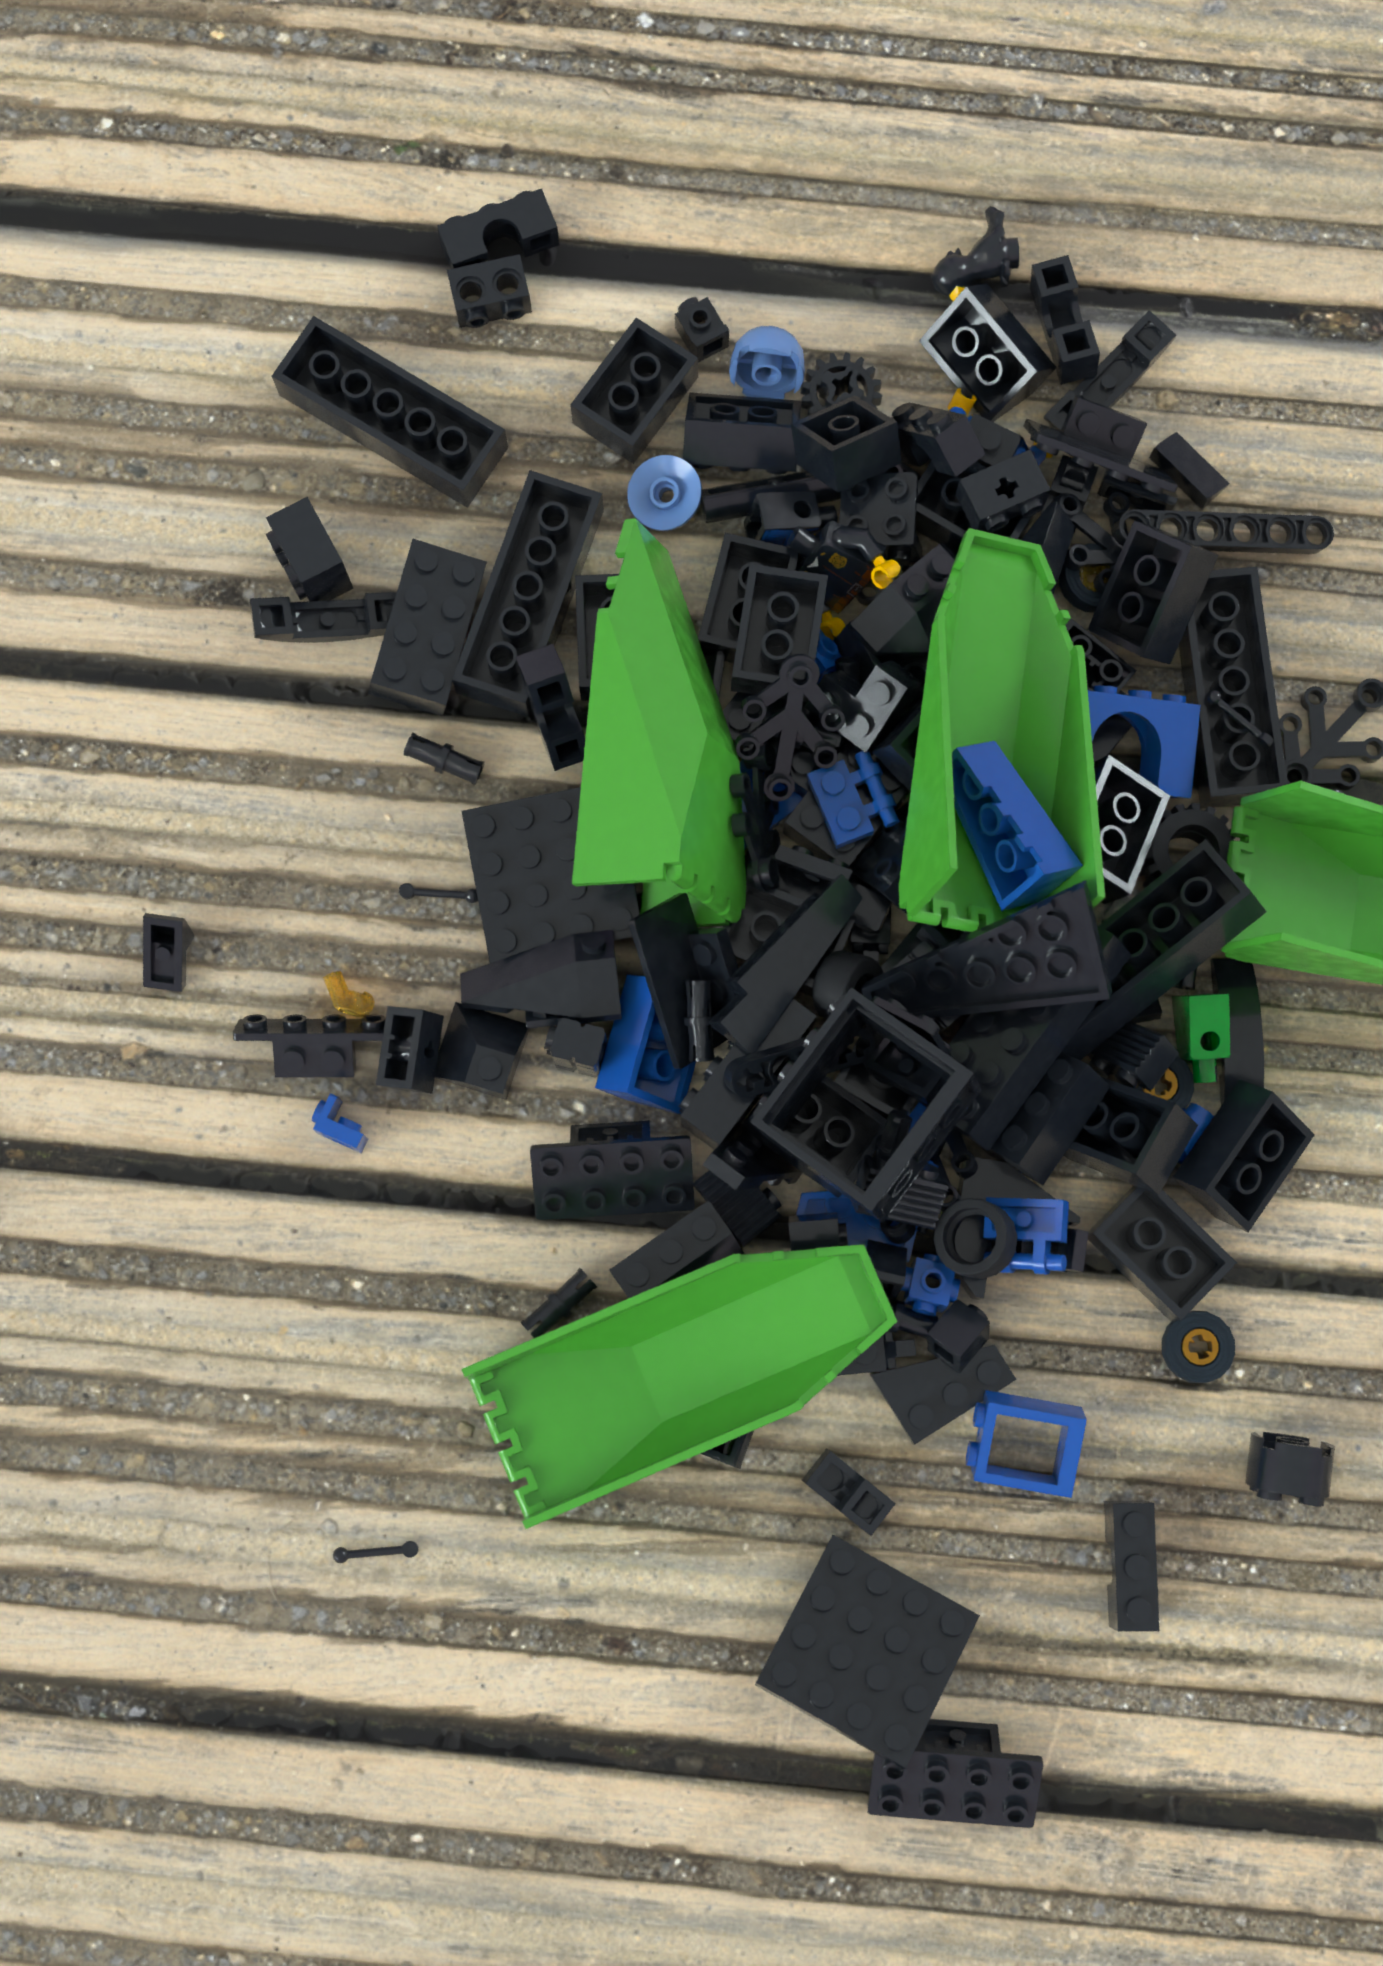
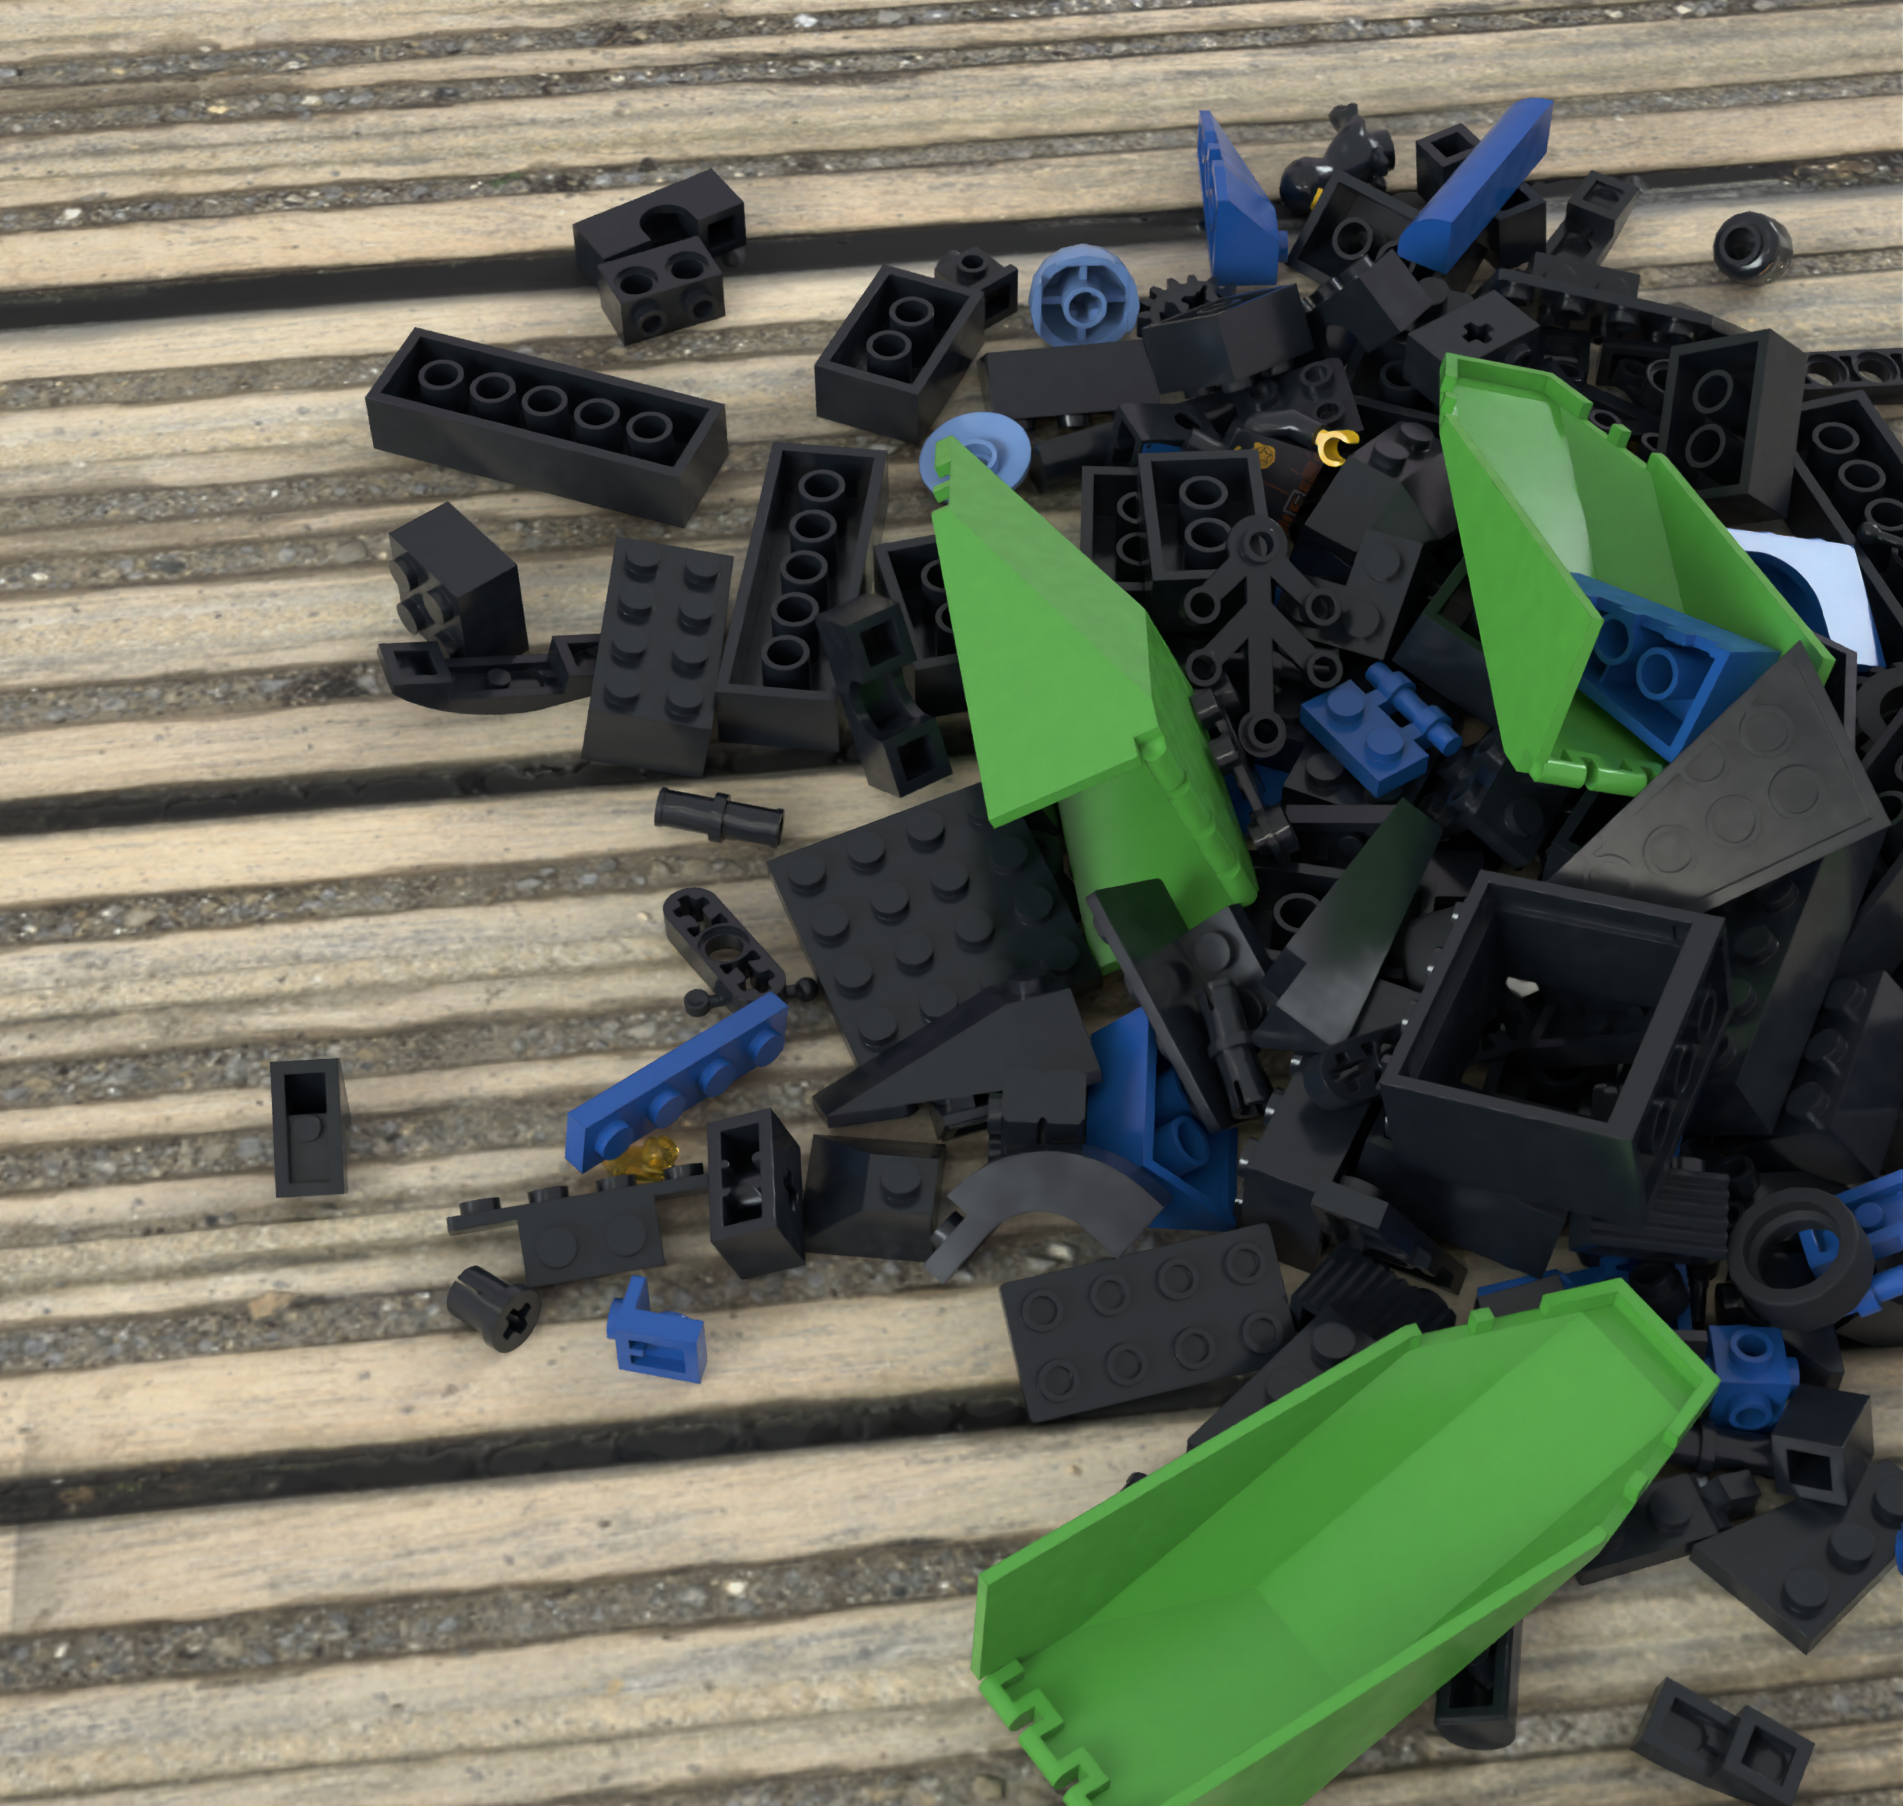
camera: 10 degrees left, 30 degrees down
(253, 1088) = (497, 1310): none -> black bush
(367, 971) = (675, 1082): none -> blue plate
(426, 893) = (721, 931): none -> black beam
(575, 1093) = (1070, 1179): none -> black arch
(896, 301) = (1237, 213): none -> blue wedge
(1054, 335) = (1479, 186): none -> blue brick
(1238, 402) = (1752, 249): none -> black head

